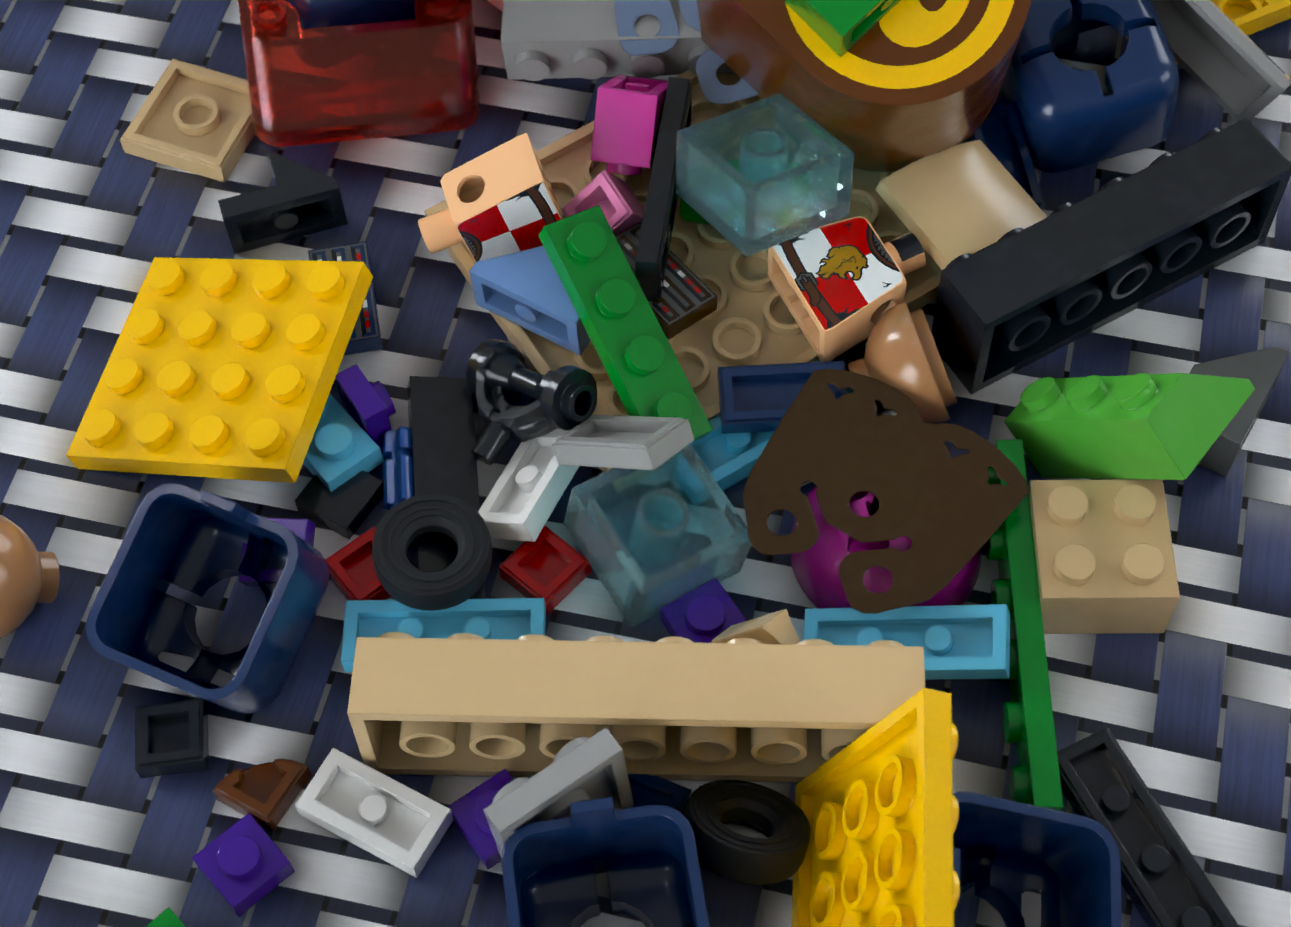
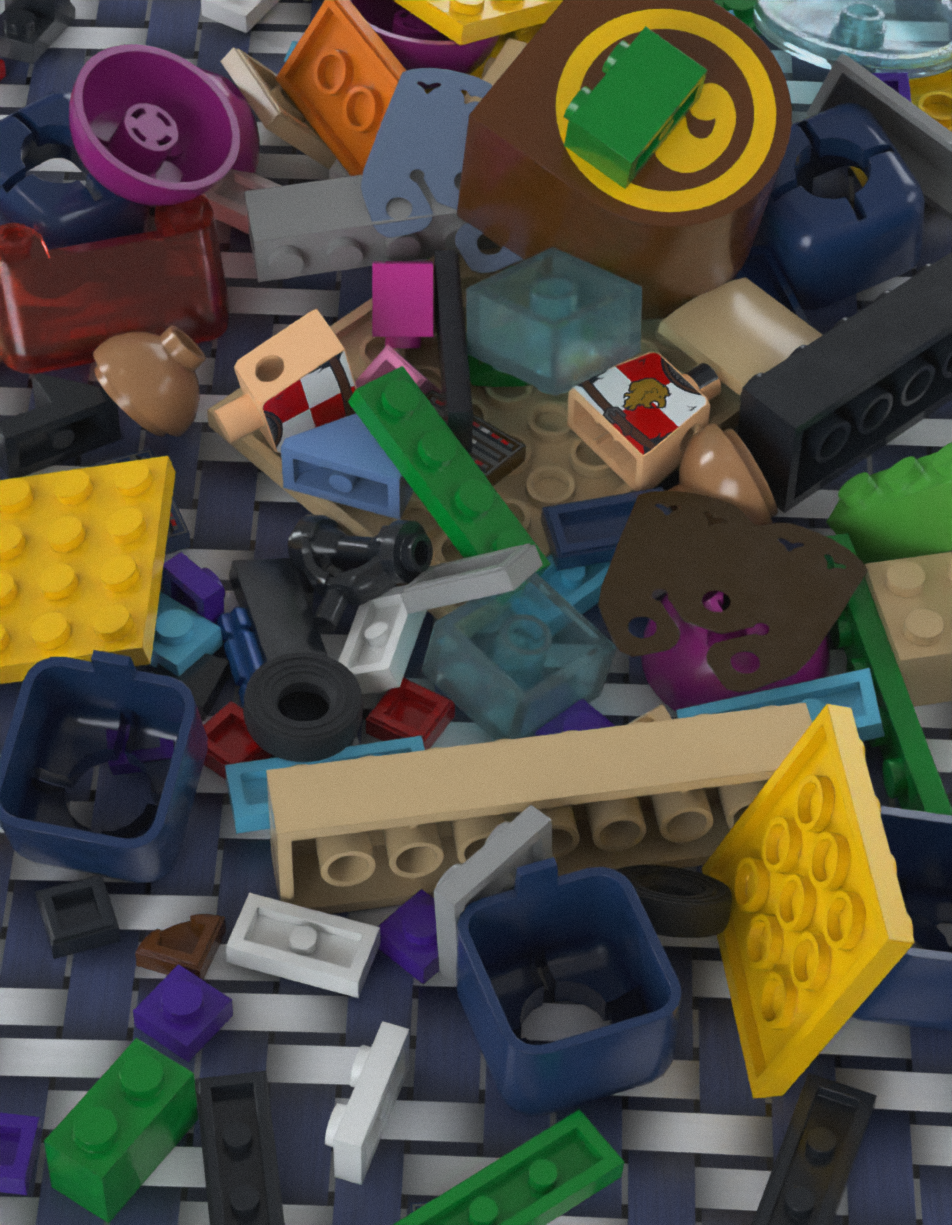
camera: 15 degrees left, 10 degrees down
(376, 173) = (152, 378): none -> medium nougat piece

